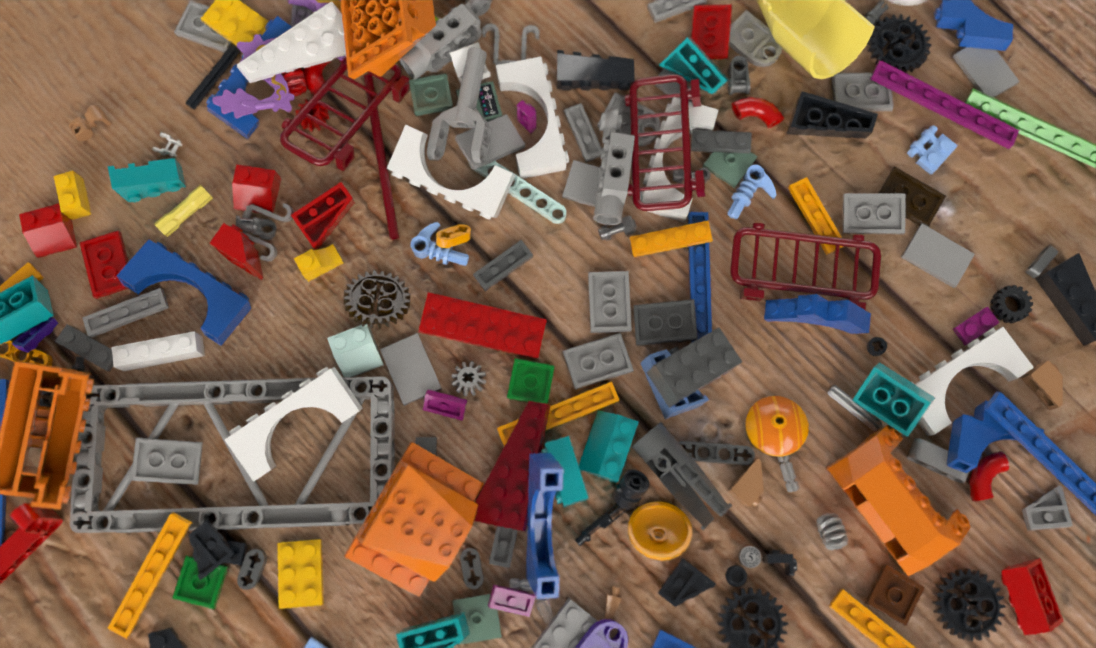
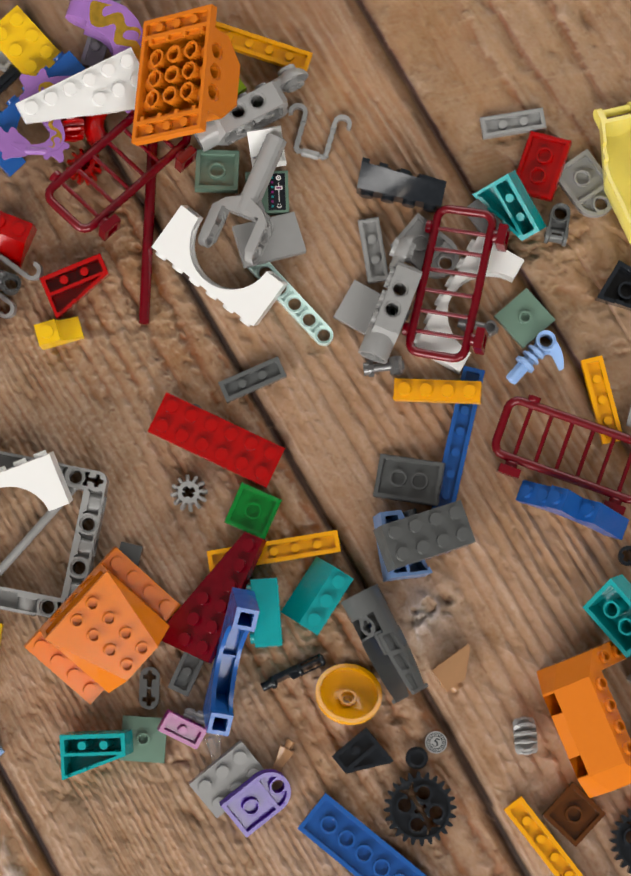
camera: 15 degrees right, 5 degrees up
(355, 351) = (78, 437): light aqua slope -> none
(364, 292) = (92, 380): dark brown gear -> none
(410, 369) = (131, 468): light grey tile -> none
(432, 250) = (181, 346): light blue piece -> none
(445, 405) = (158, 515): magenta plate -> none
(453, 236) = (206, 336): light orange beam -> none
(526, 116) = (314, 221): magenta plate -> none
(530, 78) = (329, 177): white arch -> none
(598, 361) = (328, 504): light grey tile -> none
(609, 302) = (355, 444): light grey plate -> none
(631, 489) = (329, 645): black wheel -> none
(714, 448) = (427, 623): dark grey beam -> none
(721, 141) = (519, 295): dark grey plate -> none
(758, 108) = (571, 266): red cylinder -> none
(772, 437) = (496, 629): orange dish -> none
(776, 556) = (463, 748): black bracket -> none
(788, 473) = (498, 664): light grey axle -> none
(859, 412) = (577, 604): light grey axle -> none

